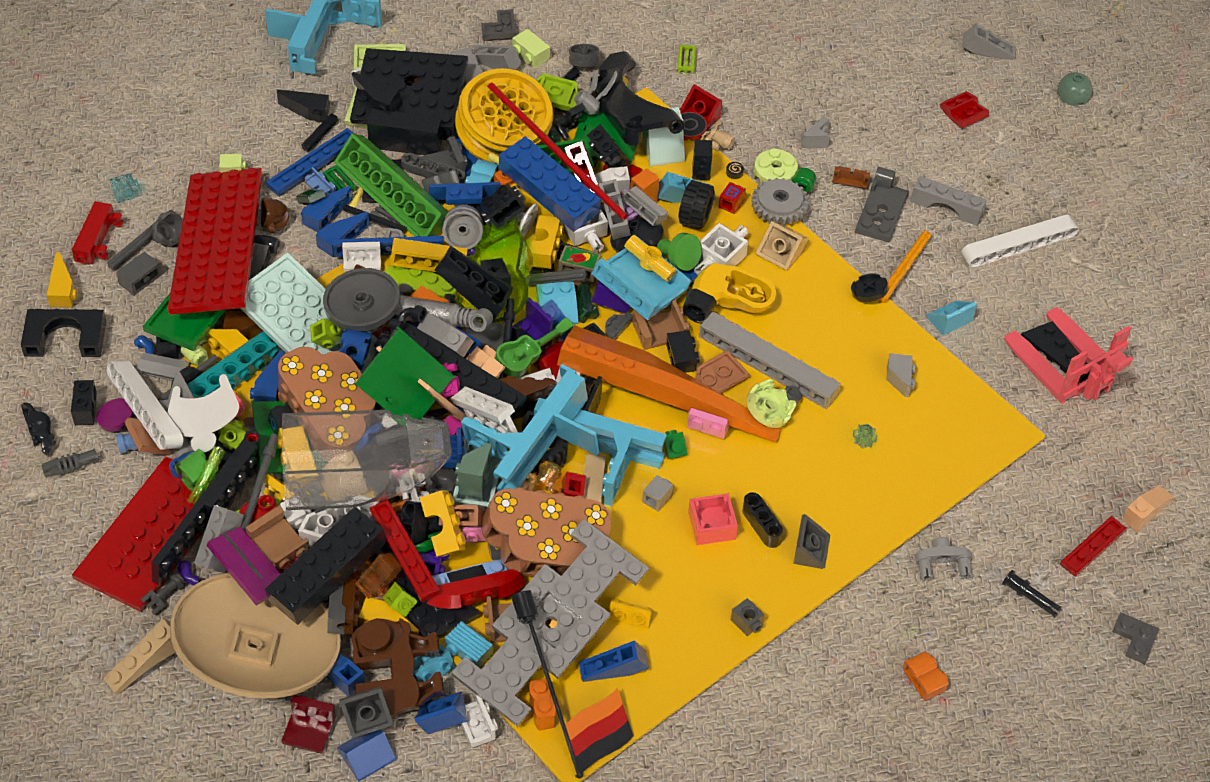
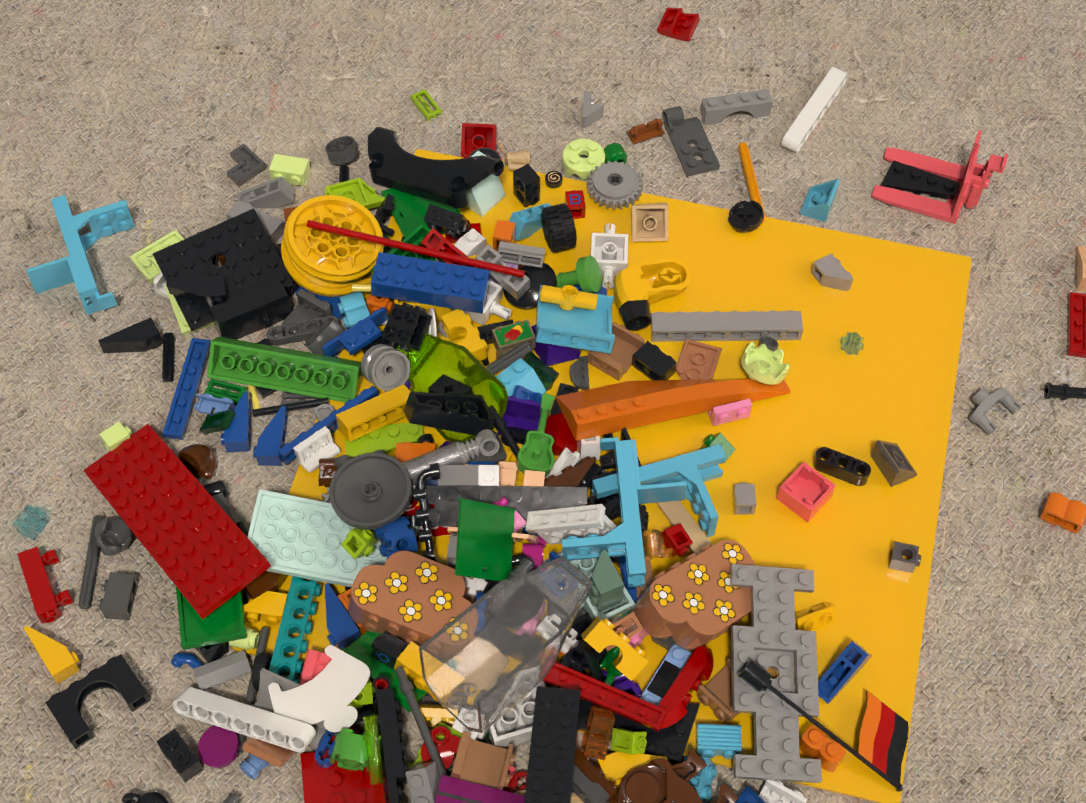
camera: 35 degrees left, 5 degrees up
(590, 102) = (383, 187): light grey plant -> none

